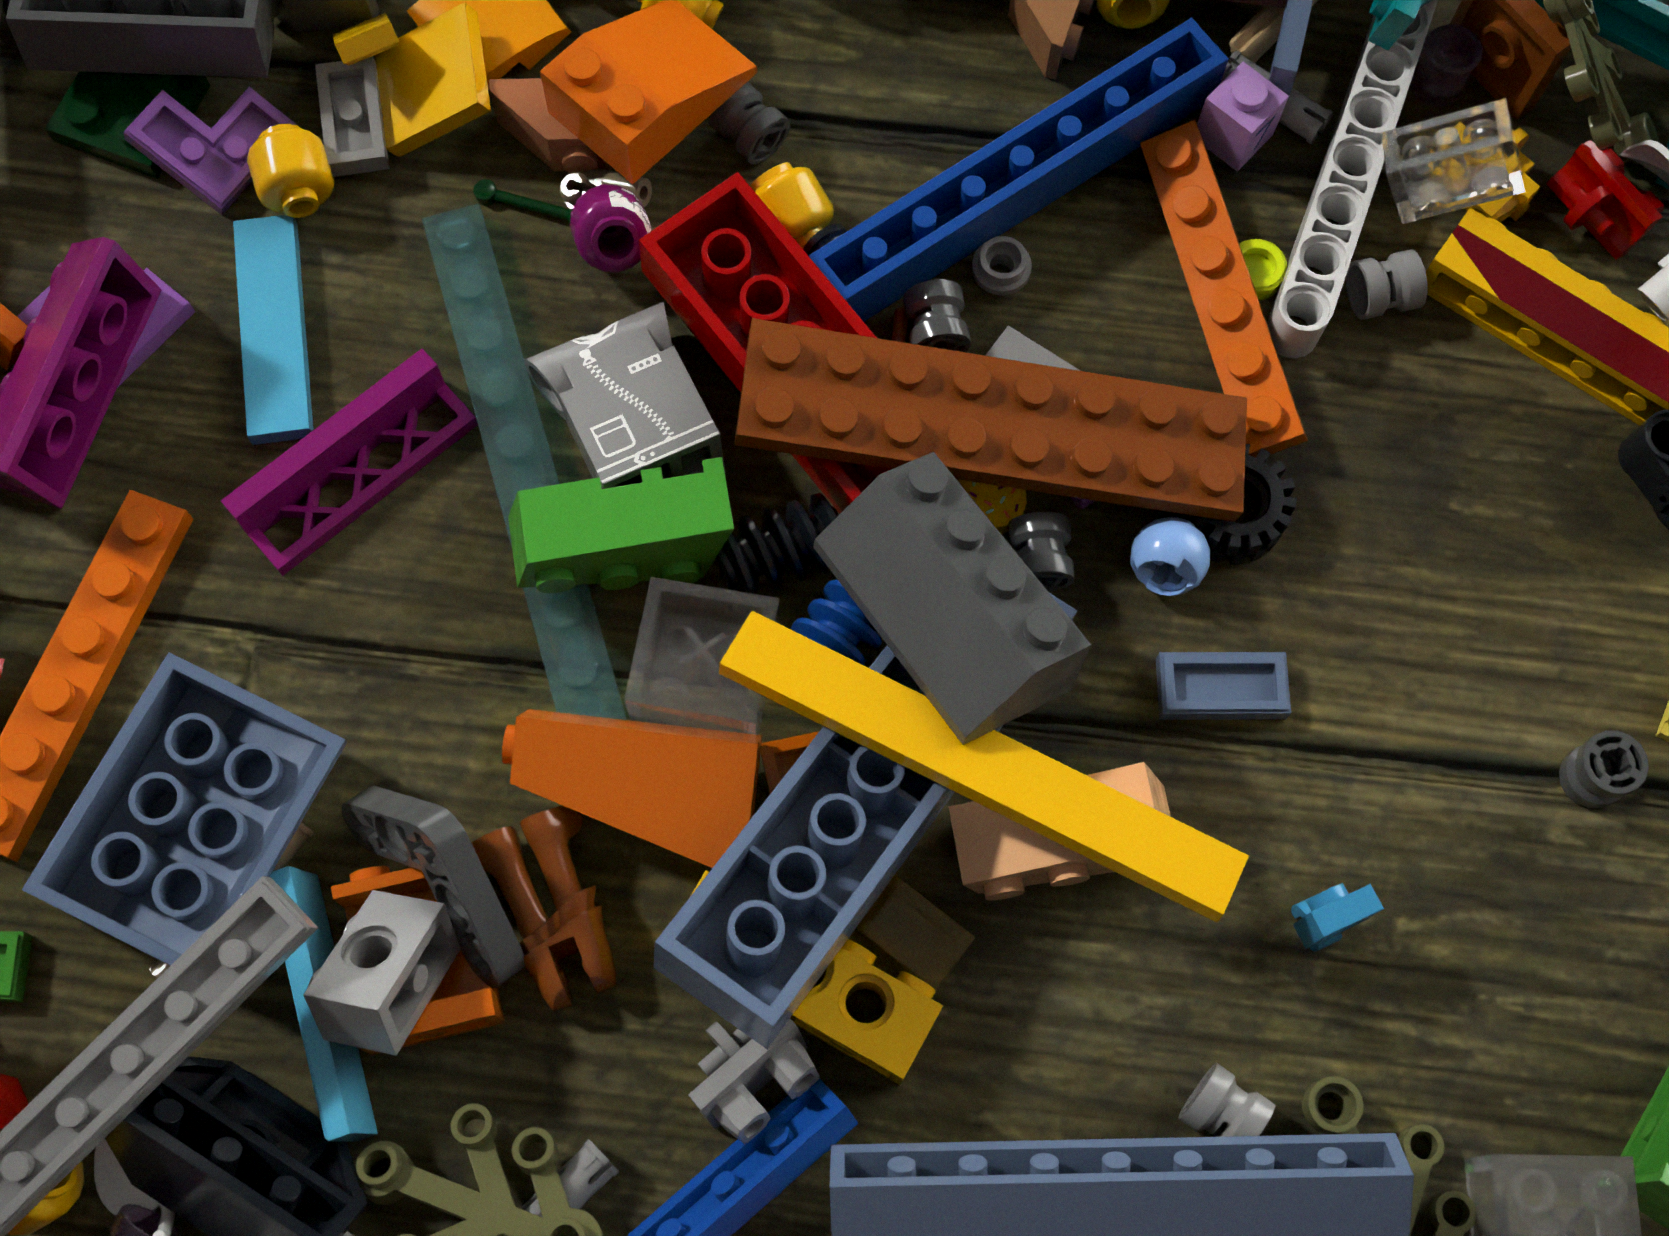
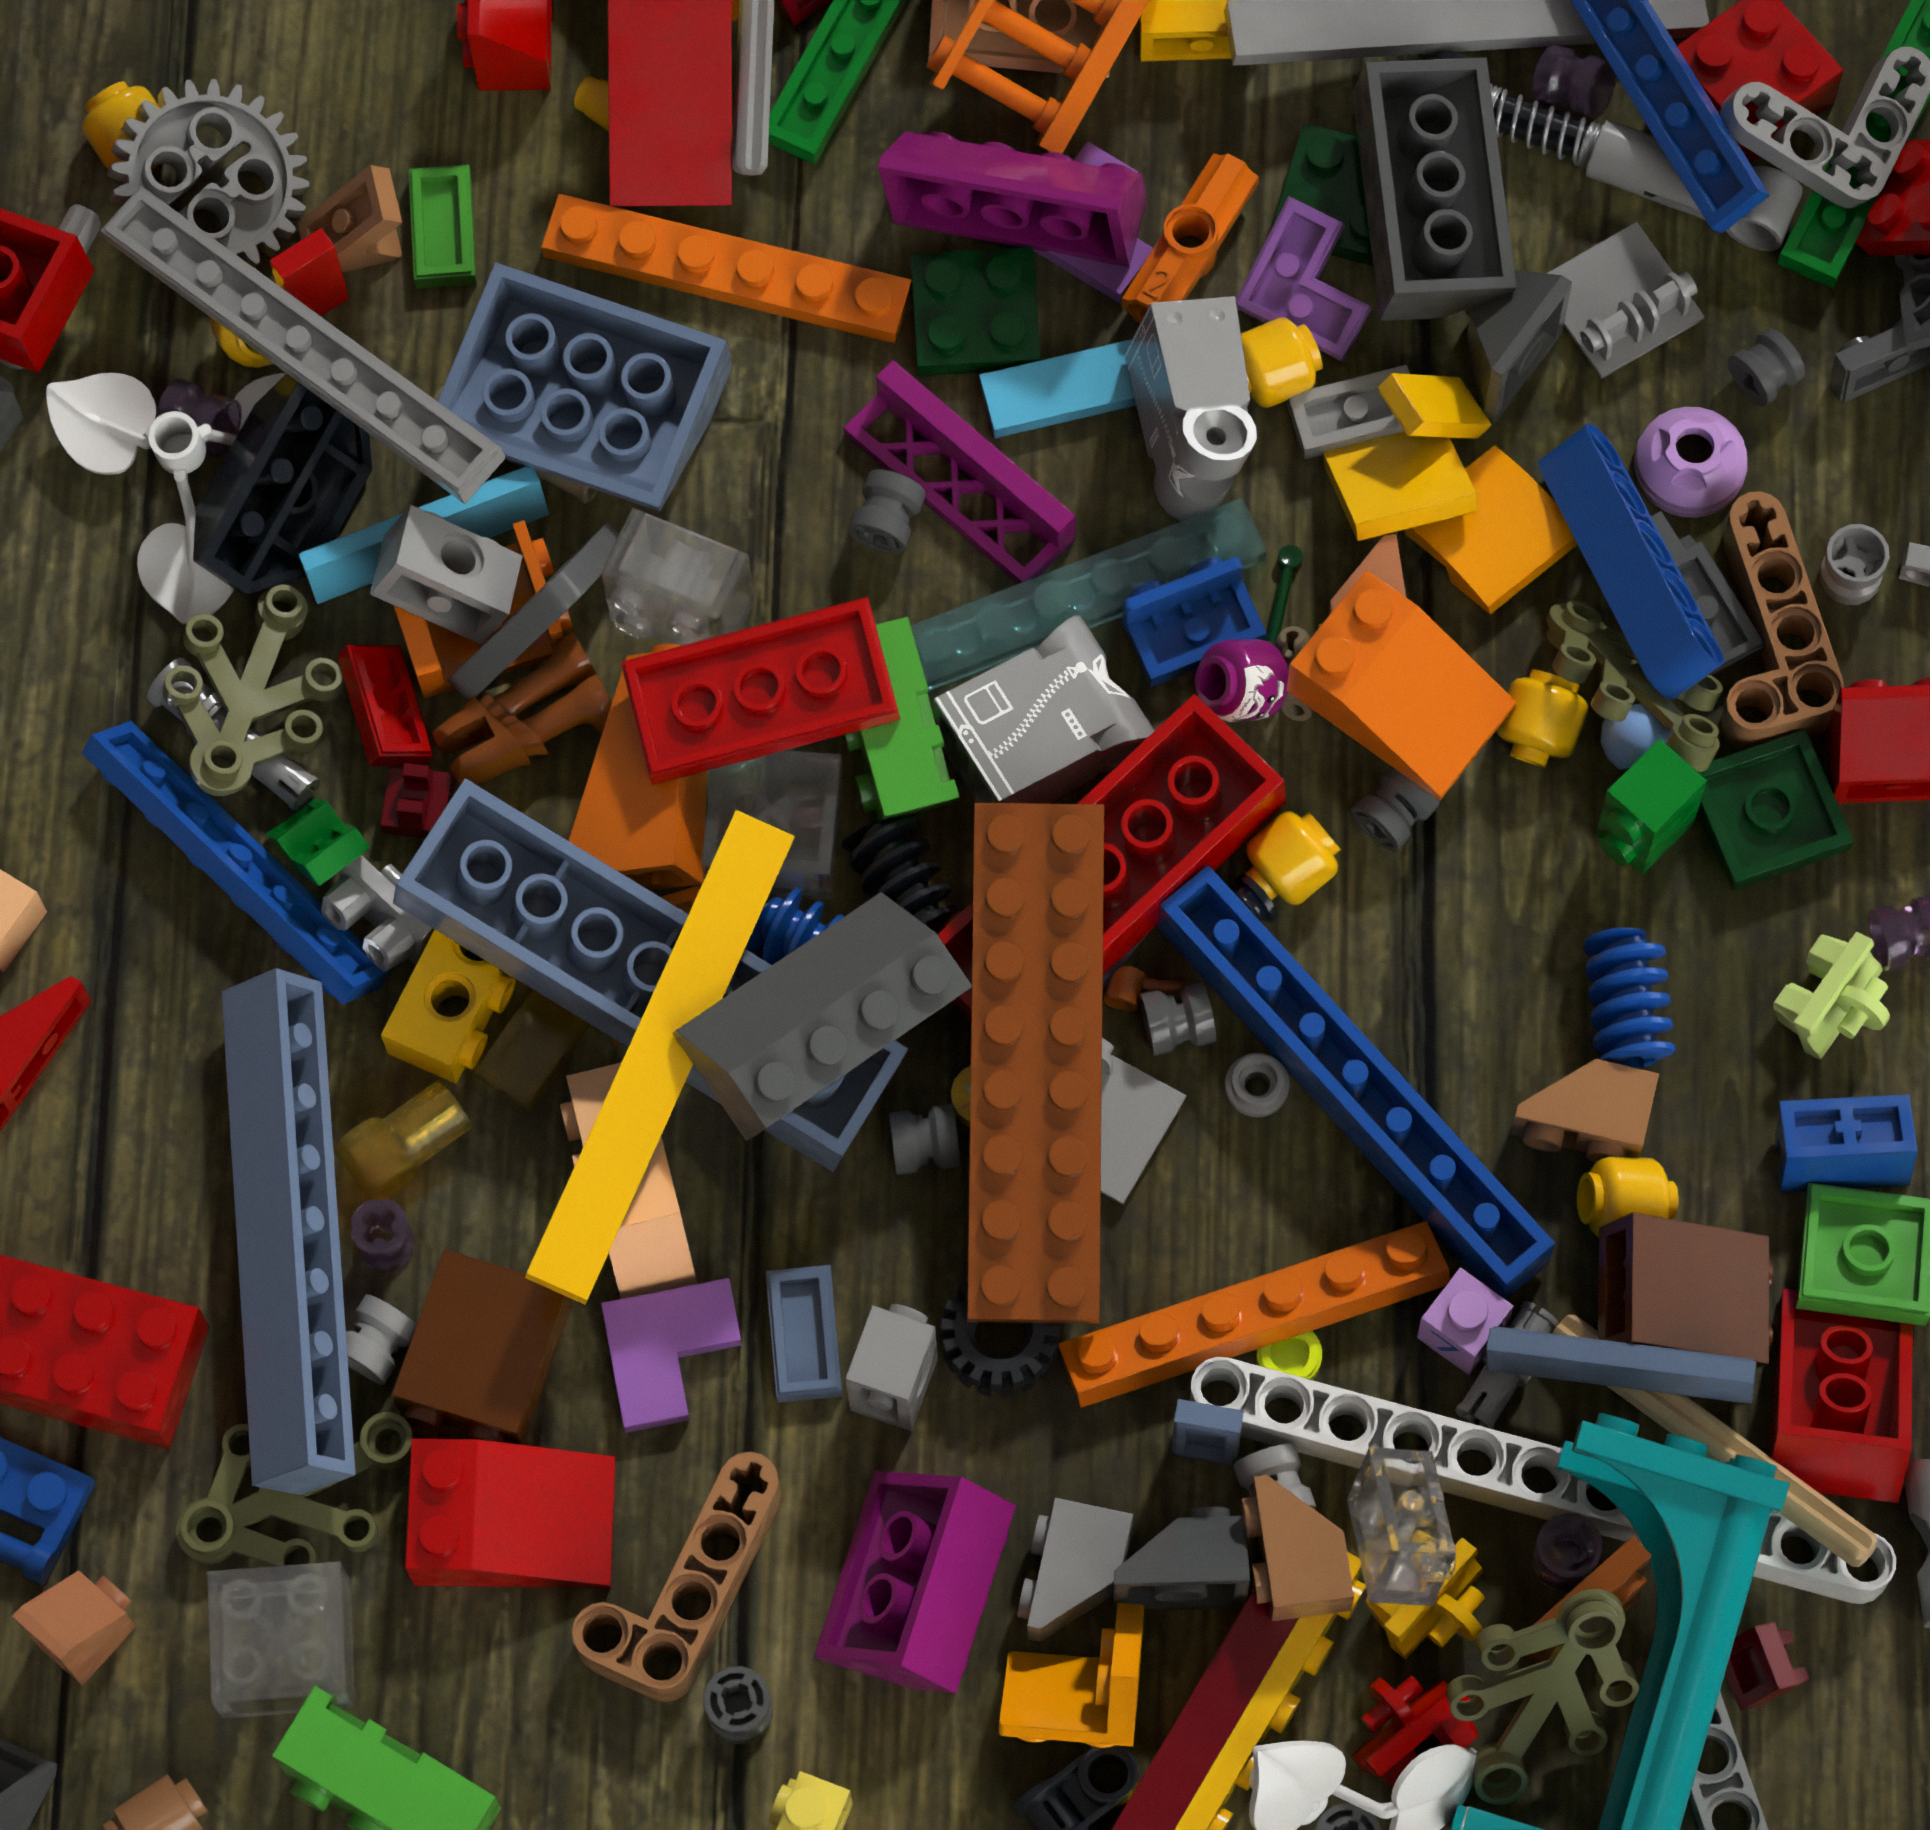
camera: 90 degrees right, 0 degrees up
(127, 215) = (1205, 213): none -> orange piece
(175, 437) = (975, 310): none -> dark green plate
(326, 224) = (1192, 400): none -> light grey piece
(382, 532) = (886, 513): none -> dark grey wheel
(436, 728) = (675, 583): none -> clear brick
(514, 1060) = (384, 705): none -> red plate
(544, 269) = (1182, 619): none -> blue bracket
(580, 639) = (760, 691): none -> red tile
(626, 1034) = (414, 799): none -> dark red tile
(668, 1140) = (317, 841): none -> green slope
(1018, 1084) = (387, 1152): none -> clear yellow piece
(1133, 1100) = (378, 1253): none -> bush
(1170, 556) = (929, 1265): light blue piece -> none
(1212, 801) = (651, 1334): none -> medium lavender tile
(1244, 1000) = (480, 1350): none -> reddish brown brick
(1283, 587) = (892, 1365): none -> light grey brick
(1333, 912) = (560, 1417): dark azure plate -> none
(1352, 320) = (1207, 1432): none -> sand blue tile
(1417, 991) = (509, 1515): none -> red slope
(1464, 455) = (1079, 1556): none -> light grey slope
(1473, 352) = (1189, 1565): none -> dark grey slope
(1474, 807) = (691, 1573): none -> medium nougat beam
(1478, 600) = (916, 1580): none -> magenta slope
(1488, 244) = (1301, 1554): none -> medium nougat slope
(1592, 450) = (1077, 1695): none -> light orange bracket

